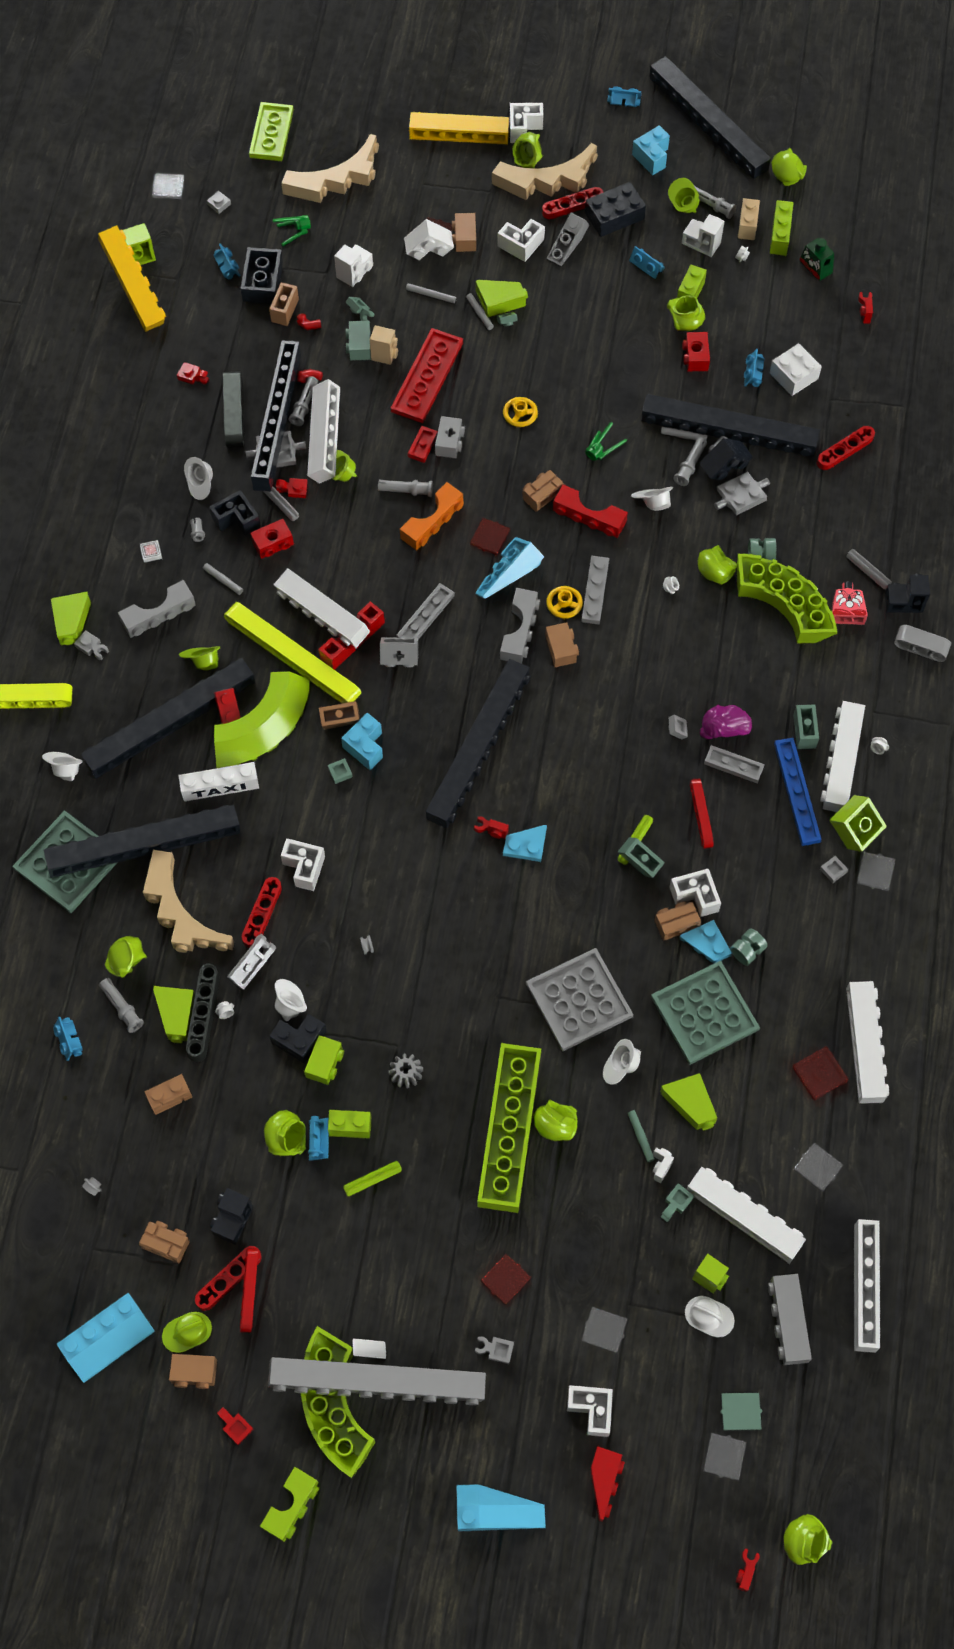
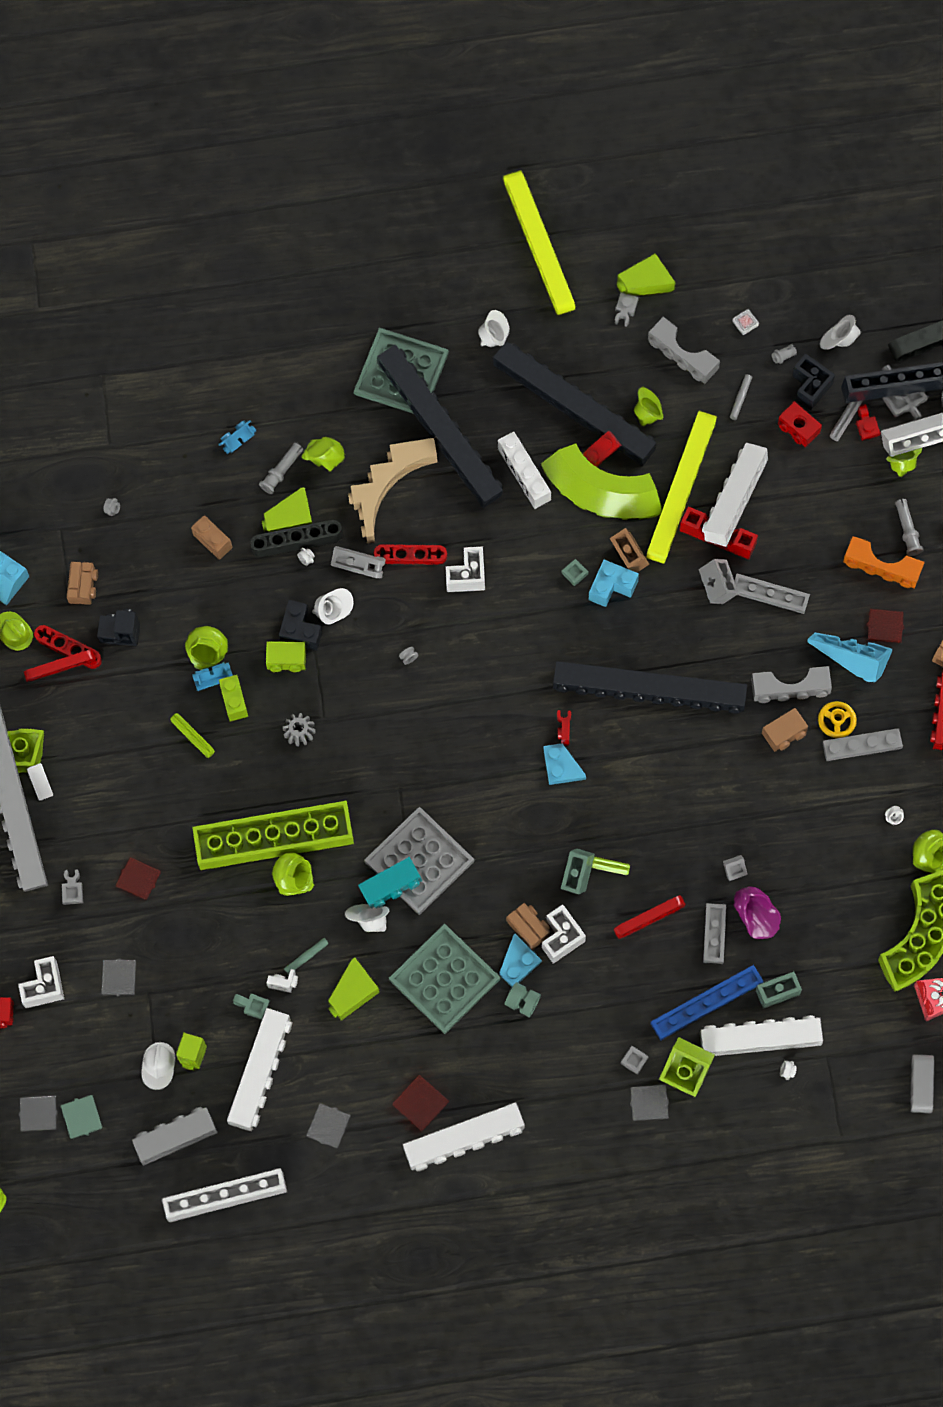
camera: 75 degrees right, 5 degrees up
(598, 1028) = (390, 883): none -> teal brick

